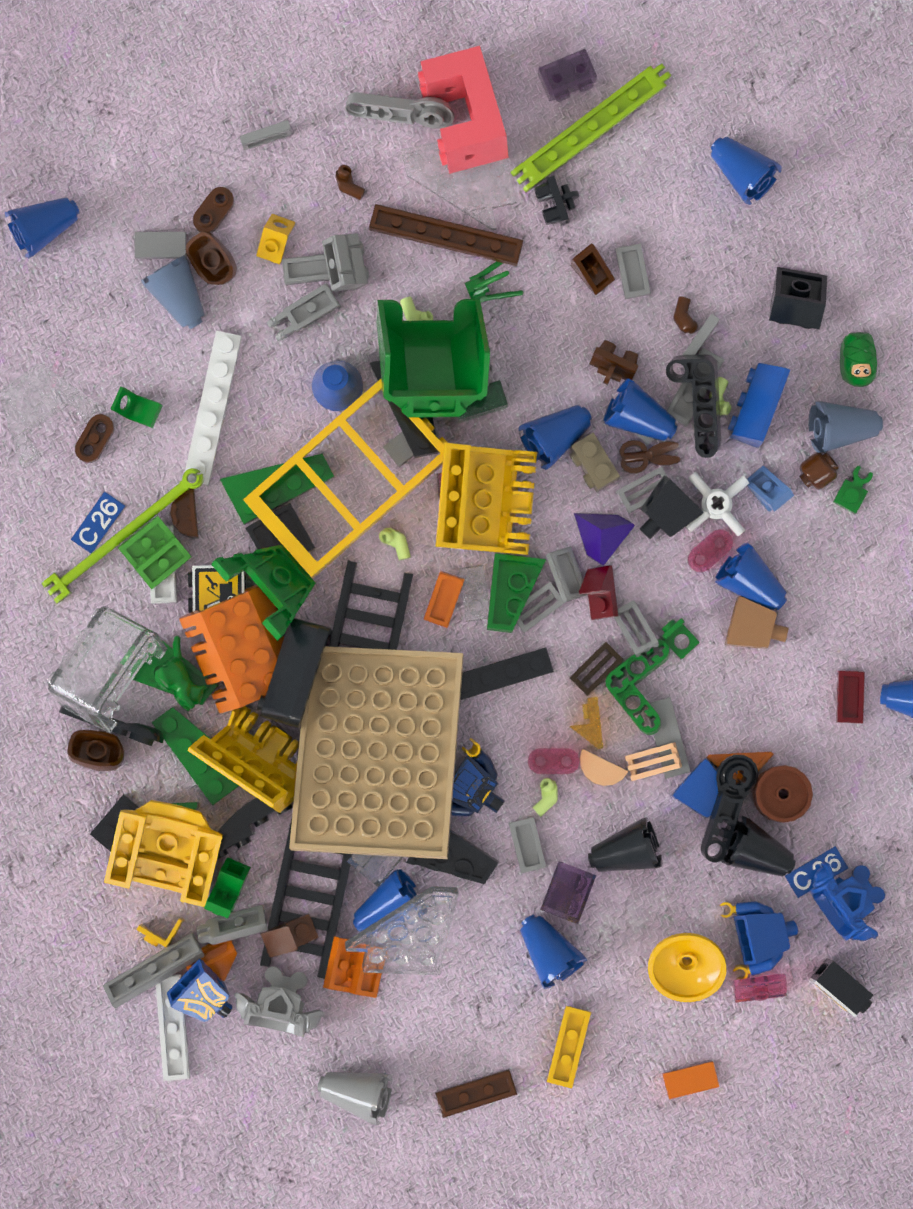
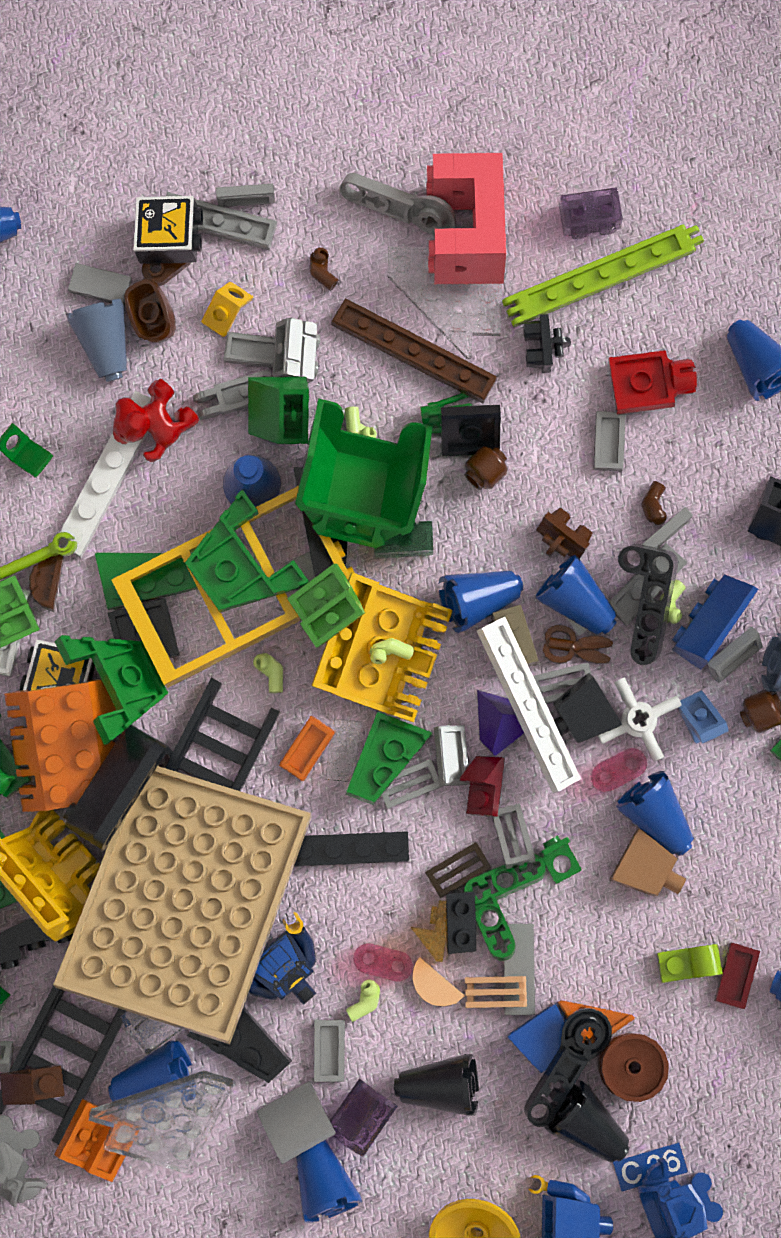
camera: 15 degrees right, 5 degrees down
(208, 184) = (167, 229): none -> piece
(225, 358) = (134, 421): none -> red animal
(247, 163) = (236, 225): none -> light grey tile
(340, 466) = (229, 570): none -> green wing
(345, 316) = (279, 409): none -> green slope
(431, 476) = (326, 605): none -> bright green slope
(494, 495) = (390, 646): none -> yellowish green arm
(513, 293) = (469, 428): none -> black plate
(515, 910) = (295, 1122): none -> light grey slope
(534, 322) = (486, 468): none -> reddish brown head
(592, 269) = (565, 426): reddish brown slope -> none
(610, 711) = (461, 922): none -> black hinge
(621, 515) = (528, 704): none -> white plate
(654, 211) = (649, 381): none -> red plate
(784, 428) = (735, 654): none -> light grey tile
(808, 696) = (689, 963): none -> lime plate

